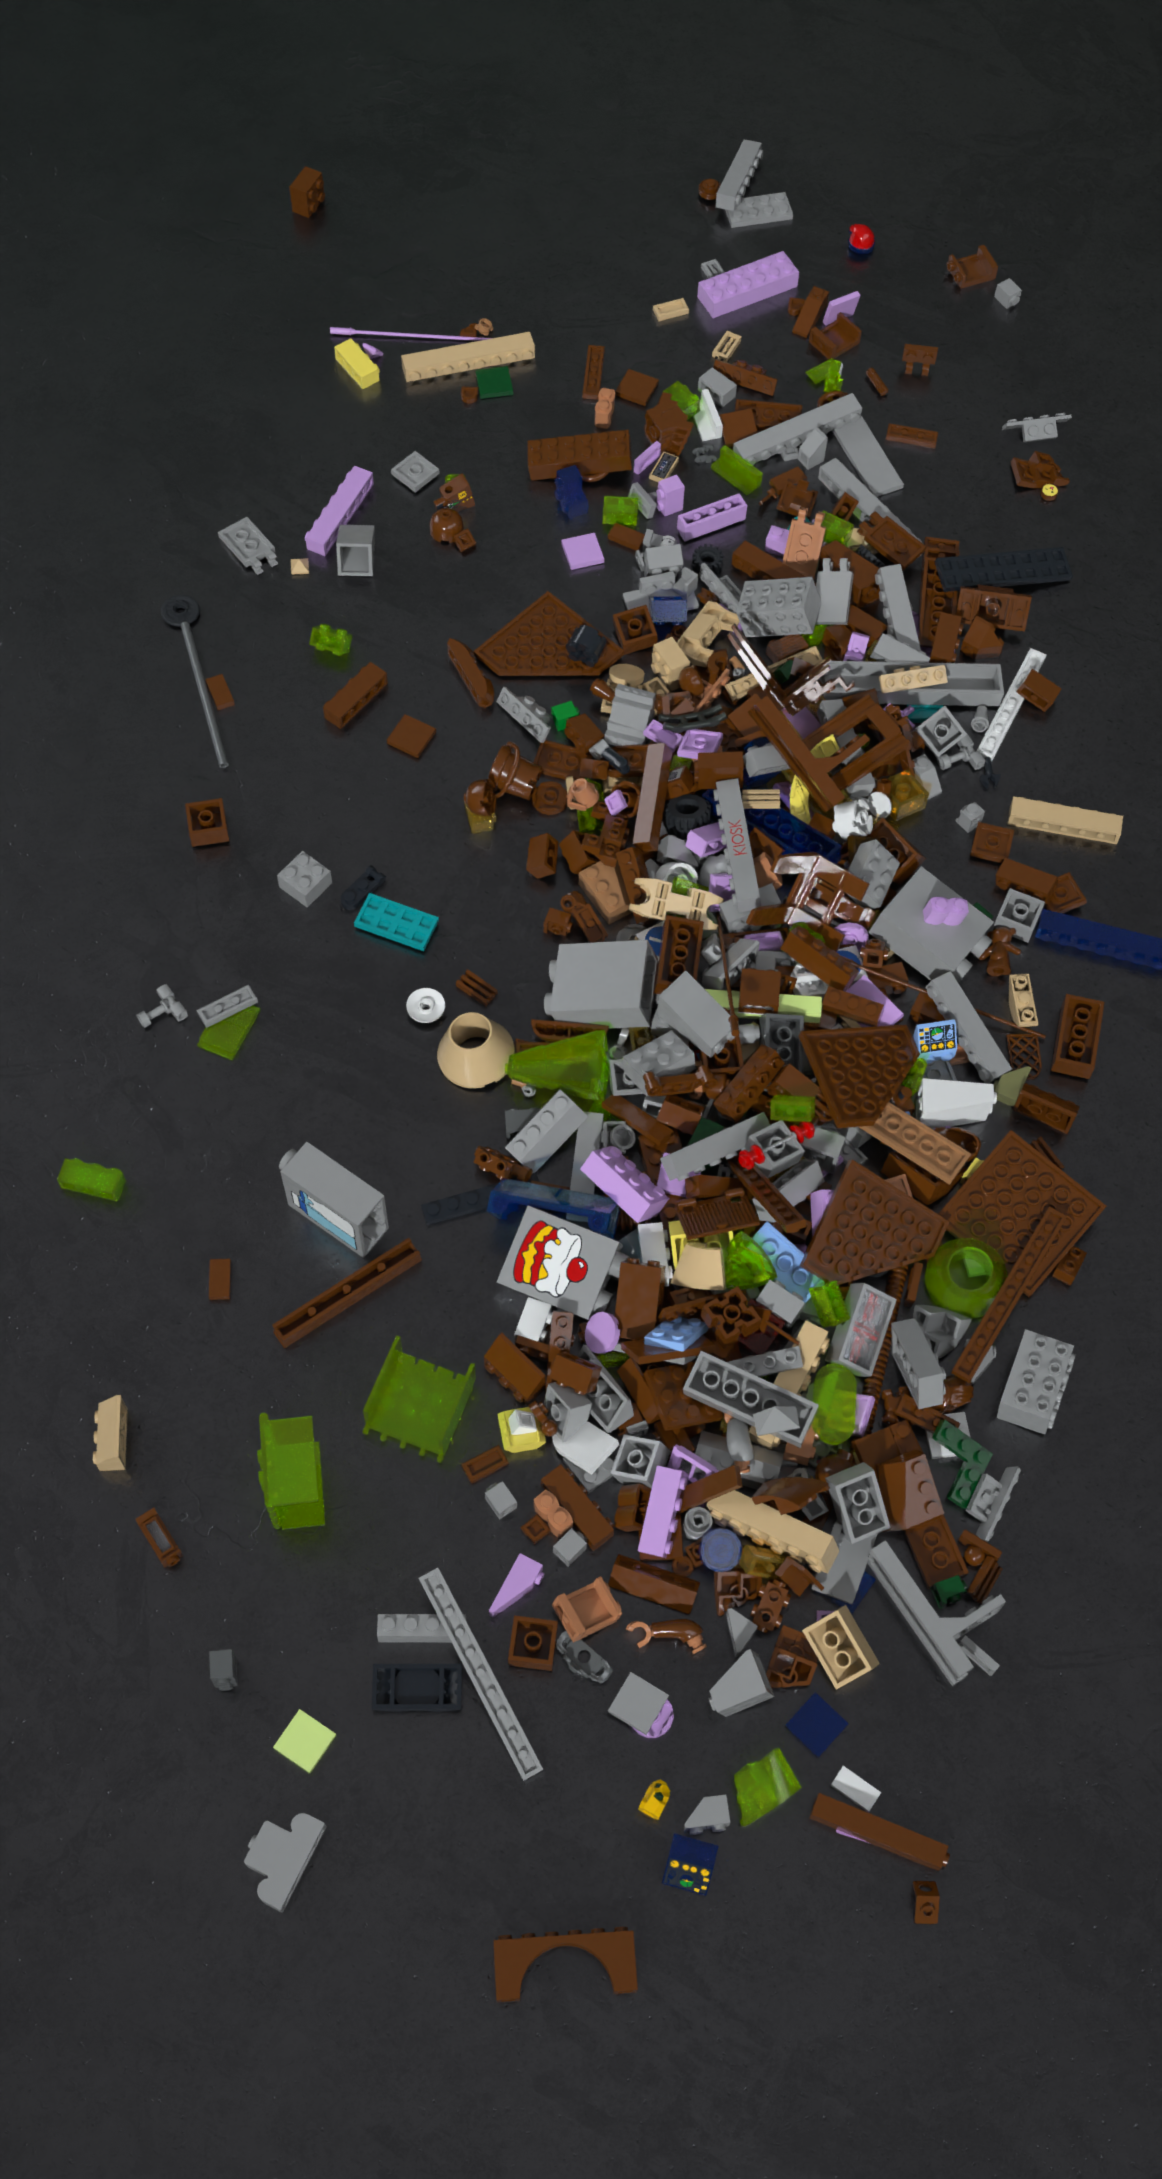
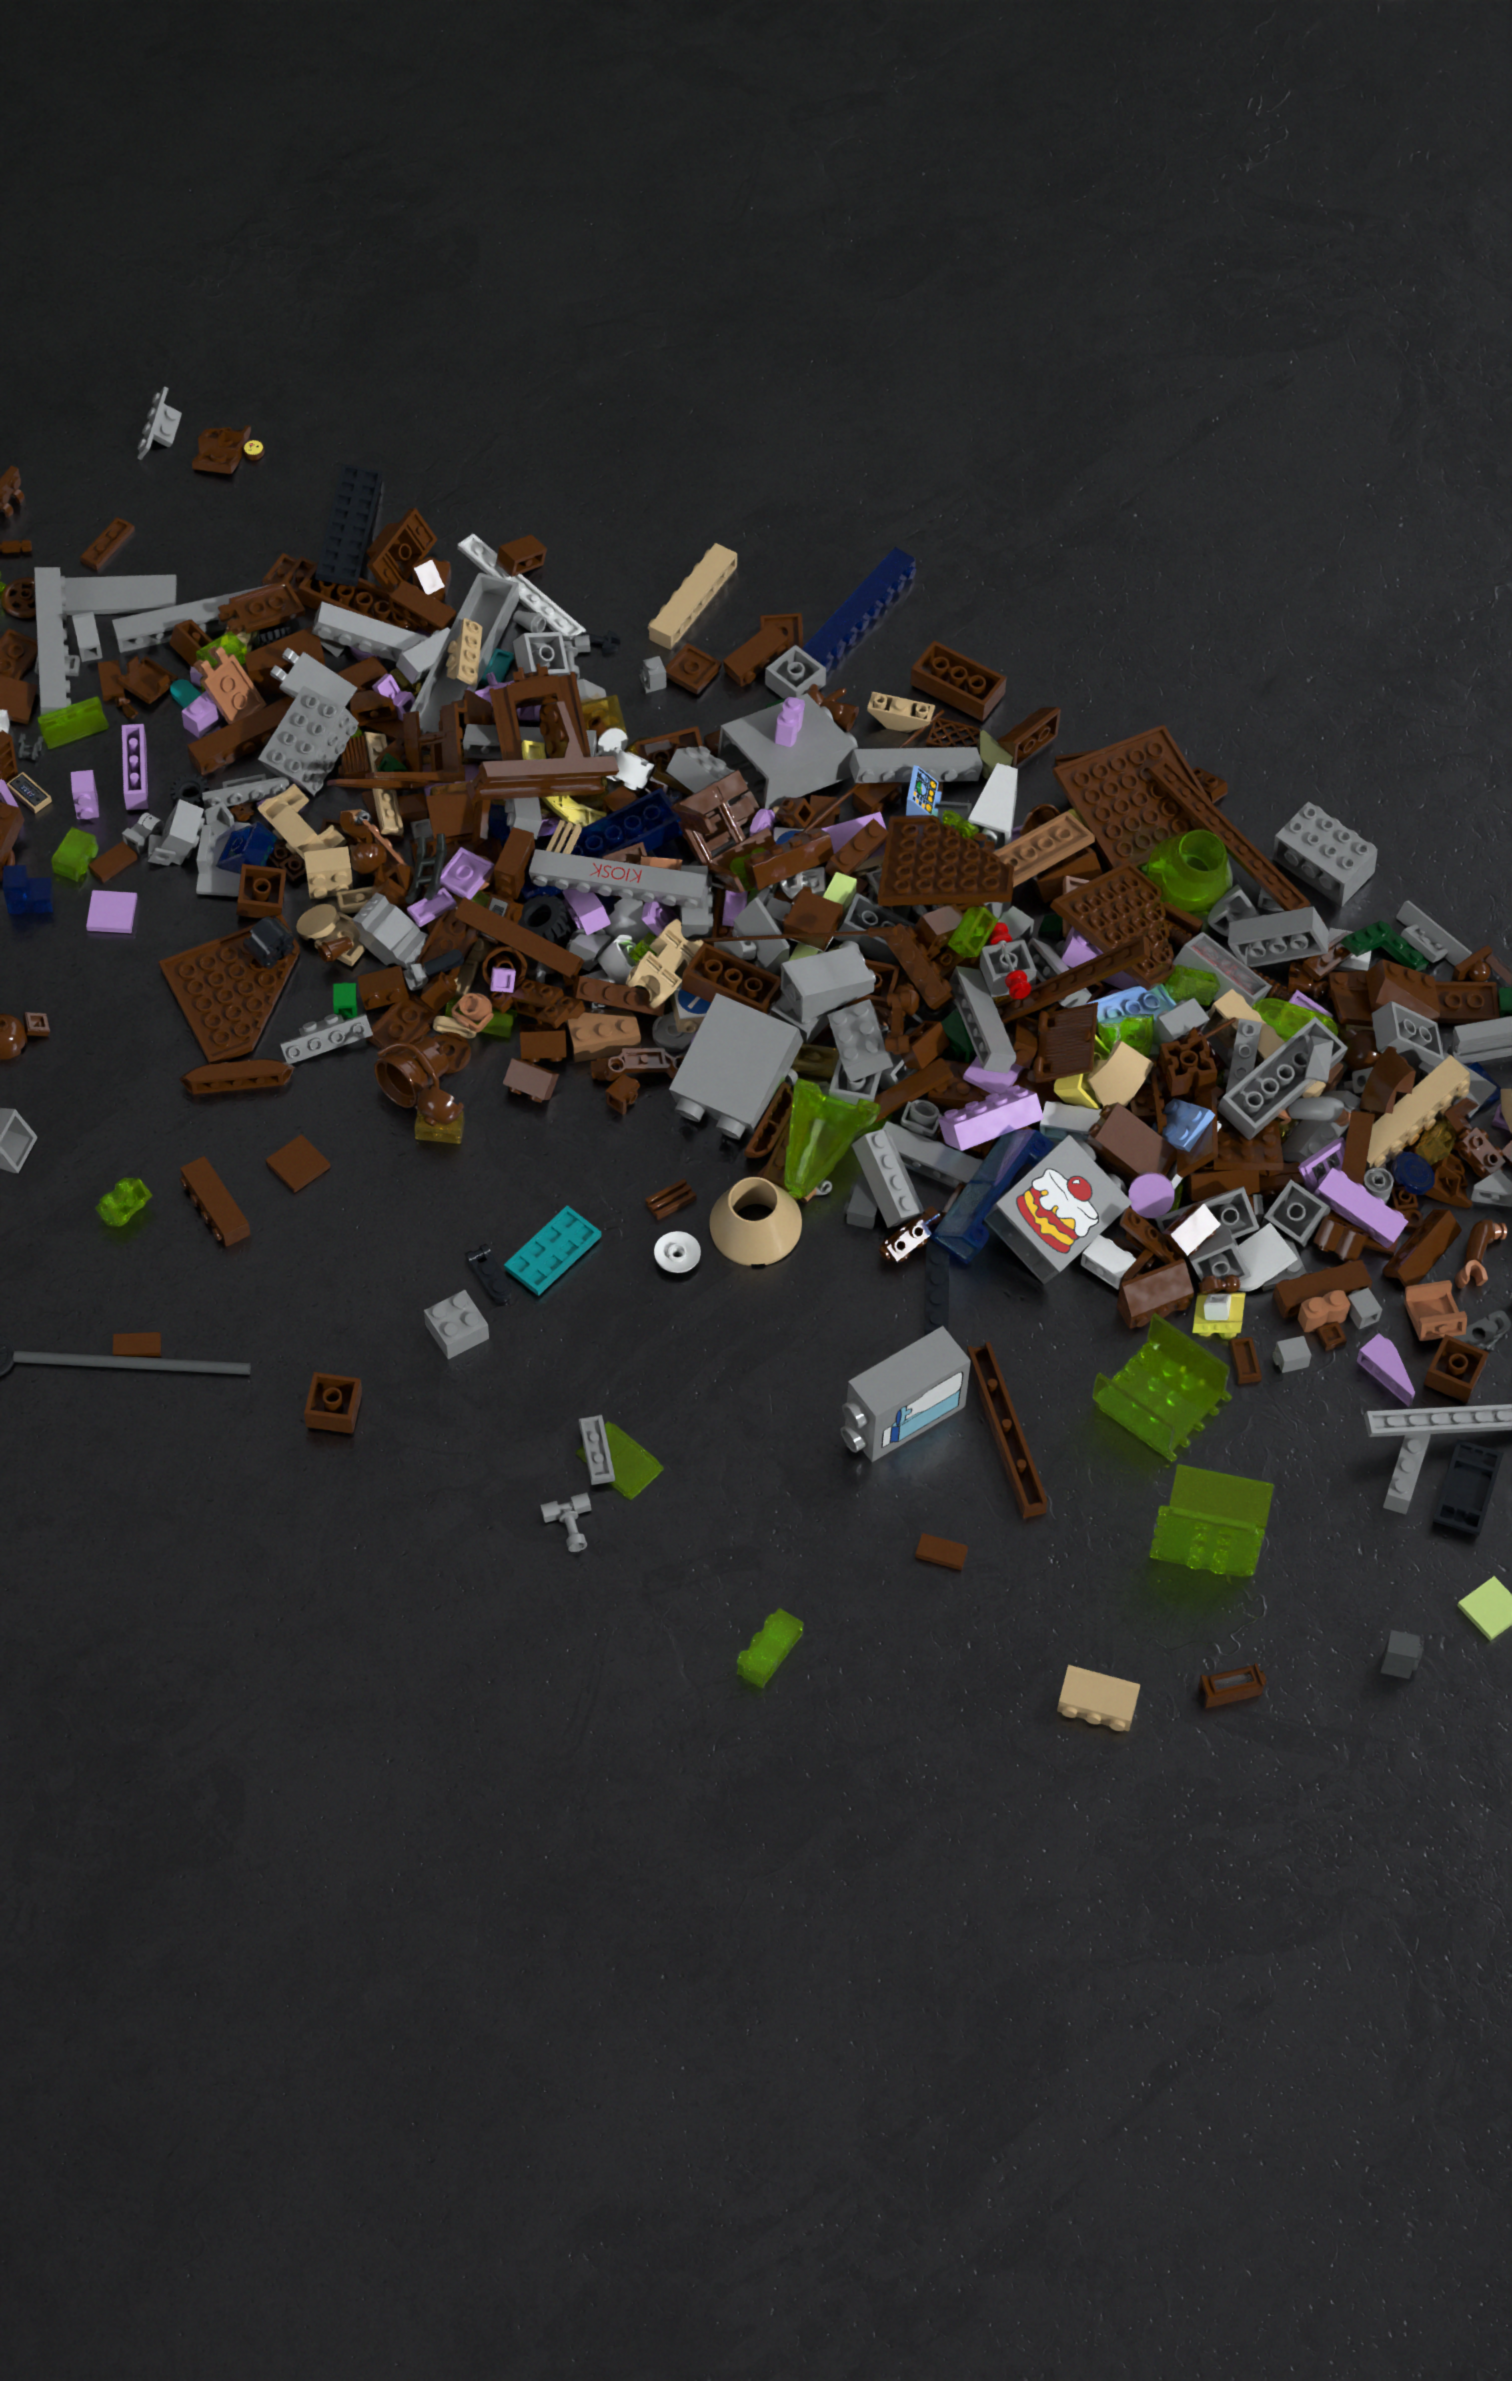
camera: 70 degrees left, 5 degrees down
(646, 501) = (61, 826): light grey tile -> none

